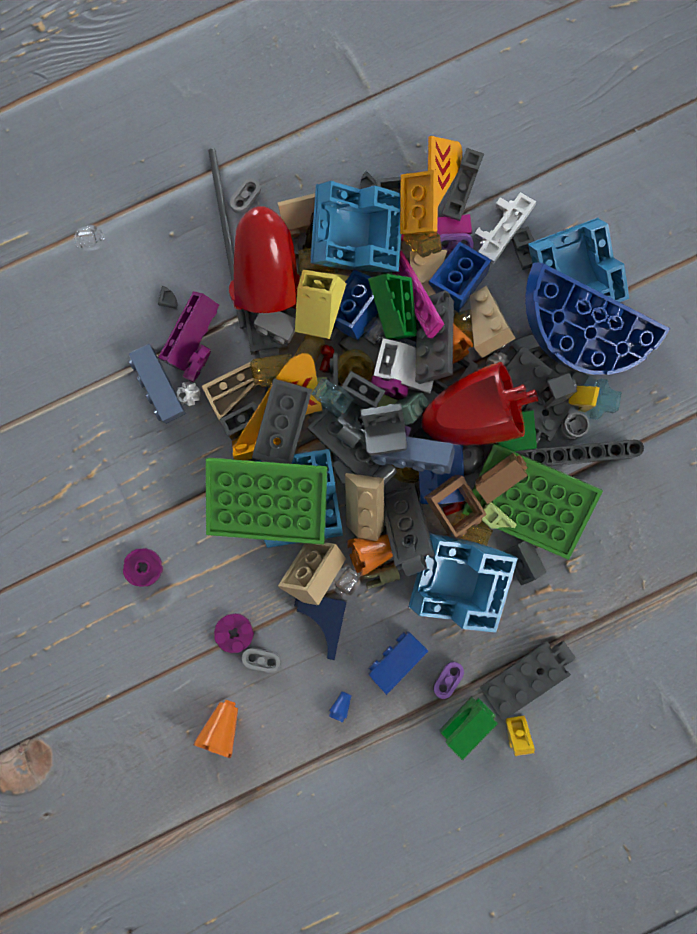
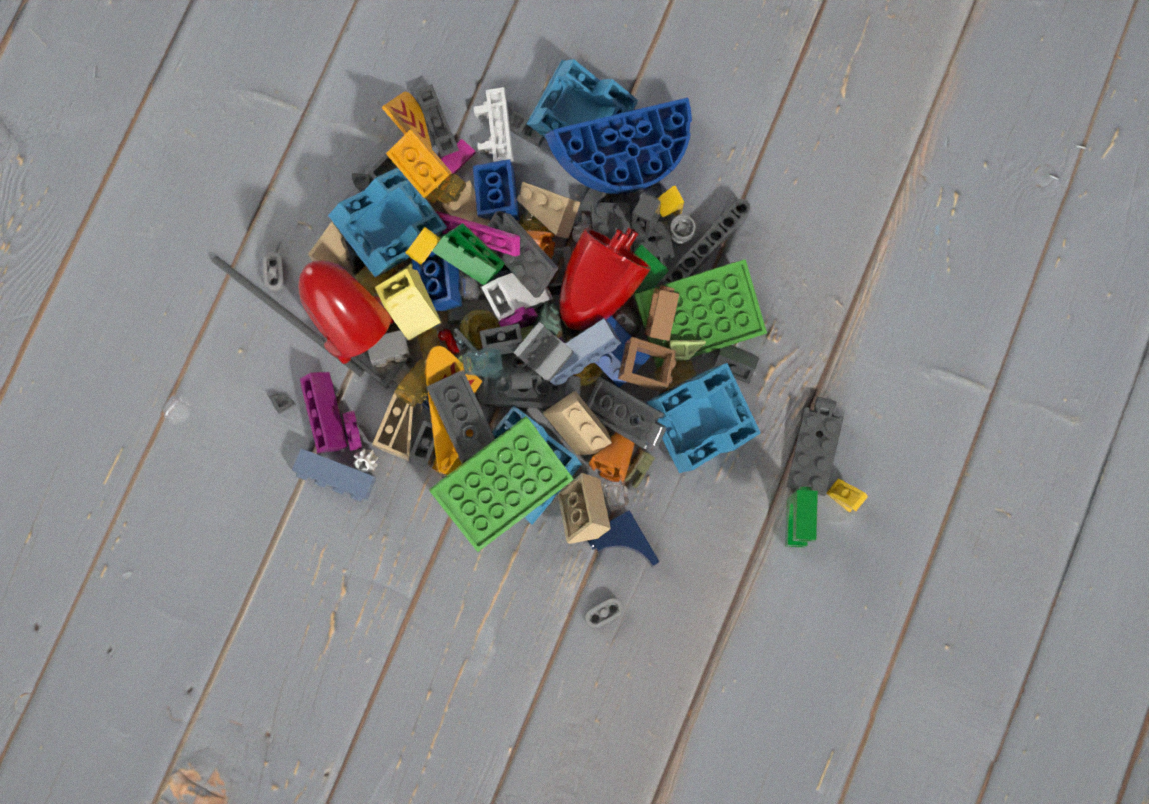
camera: 40 degrees left, 5 degrees down
(142, 578) = (455, 634): magenta plate -> none
(219, 730) = (620, 694): orange cone -> none
(235, 644) = (574, 618): magenta plate -> none
(340, 708) = (696, 595): blue cone -> none
(365, 268) = (423, 245): none -> yellow slope
(397, 662) = (707, 520): blue slope -> none
(449, 680) = (758, 502): medium lavender plate -> none
(453, 240) = (467, 167): medium lavender plate -> none
(453, 508) = (647, 369): red arm -> none
(607, 400) = (689, 189): clear light blue brick -> none

